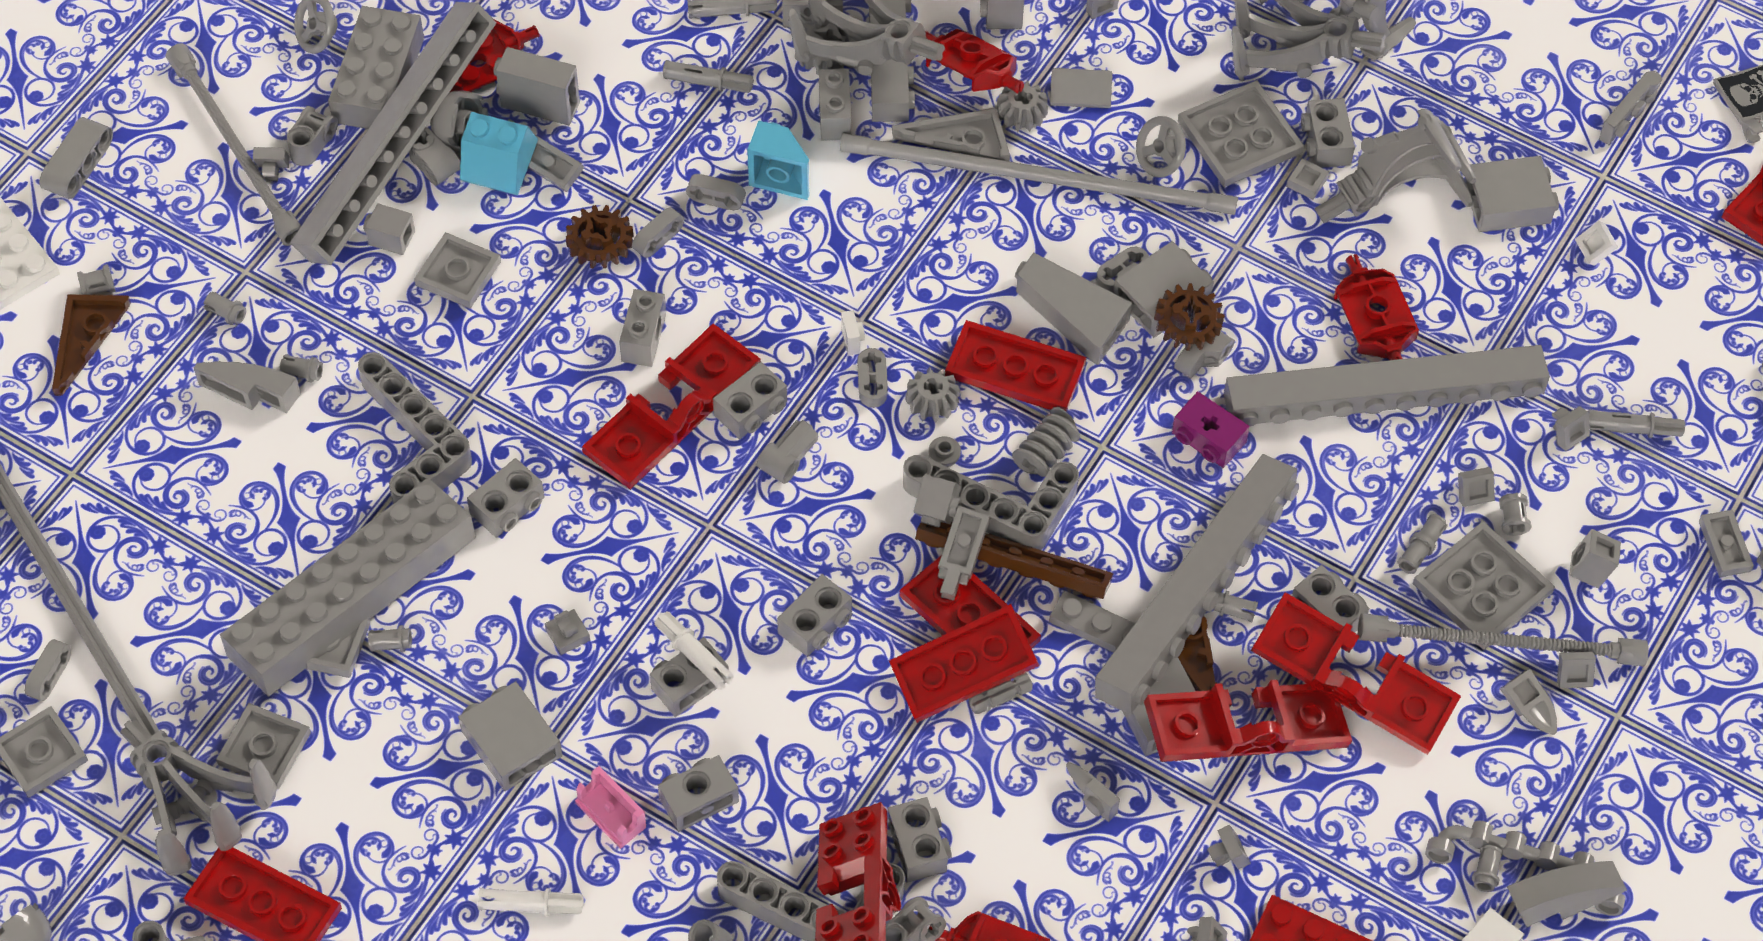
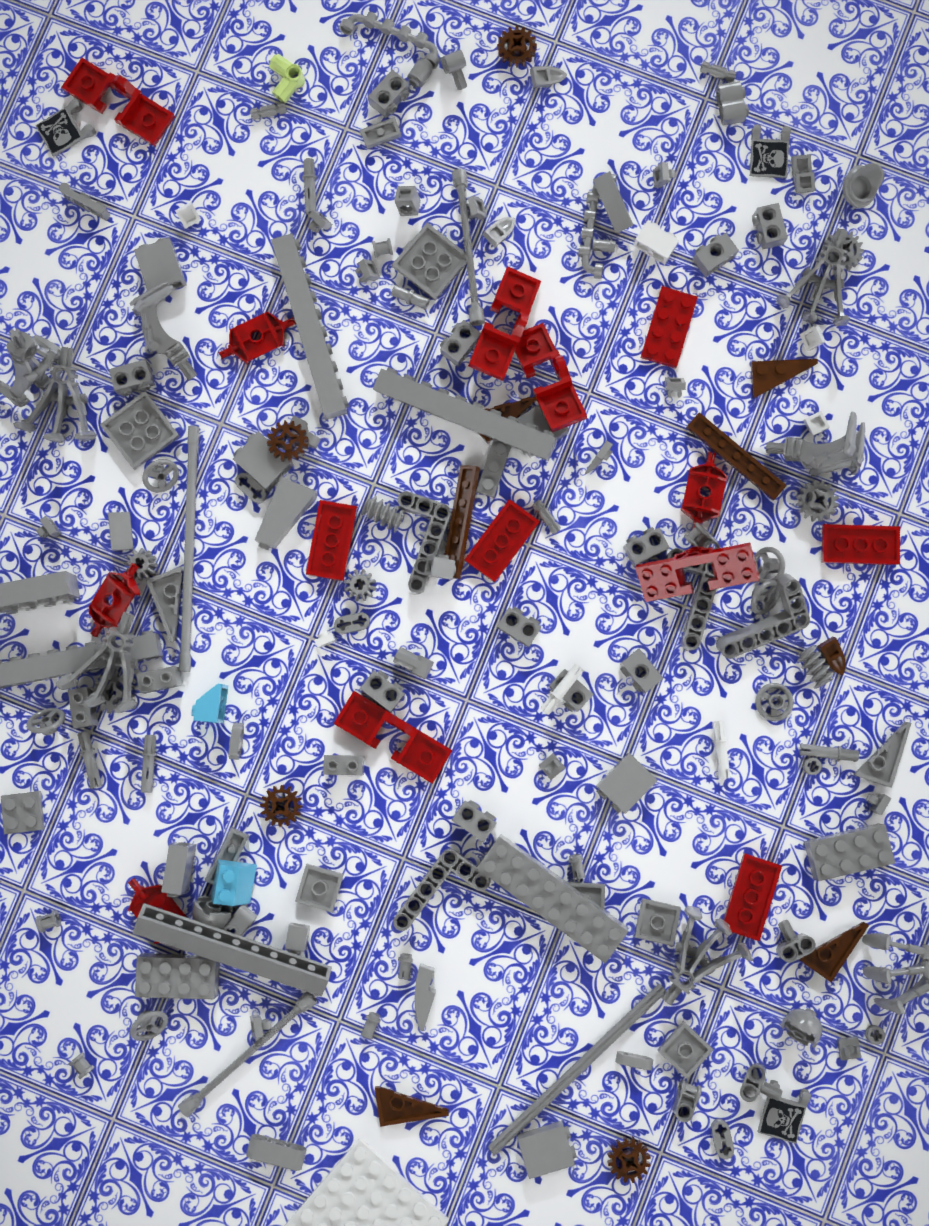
camera: 95 degrees left, 25 degrees up
(96, 281) = (366, 1111): light grey bush -> none
(310, 136) = (230, 1004): light grey piece -> none
(610, 808) = (658, 717): bright pink hinge -> none
(658, 232) = (272, 770): light grey beam -> none
(945, 458) = (391, 577): light grey plate -> none
(962, 549) = (469, 548): light grey hinge -> none
(963, 663) = (538, 537): red plate -> none
(1210, 429) = (357, 412): magenta brick -> none
(1229, 849) = (619, 380): light grey tile -> none
(1233, 606) = (469, 392): light grey pin -> none
(1307, 179) = (167, 386): light grey plate -> none

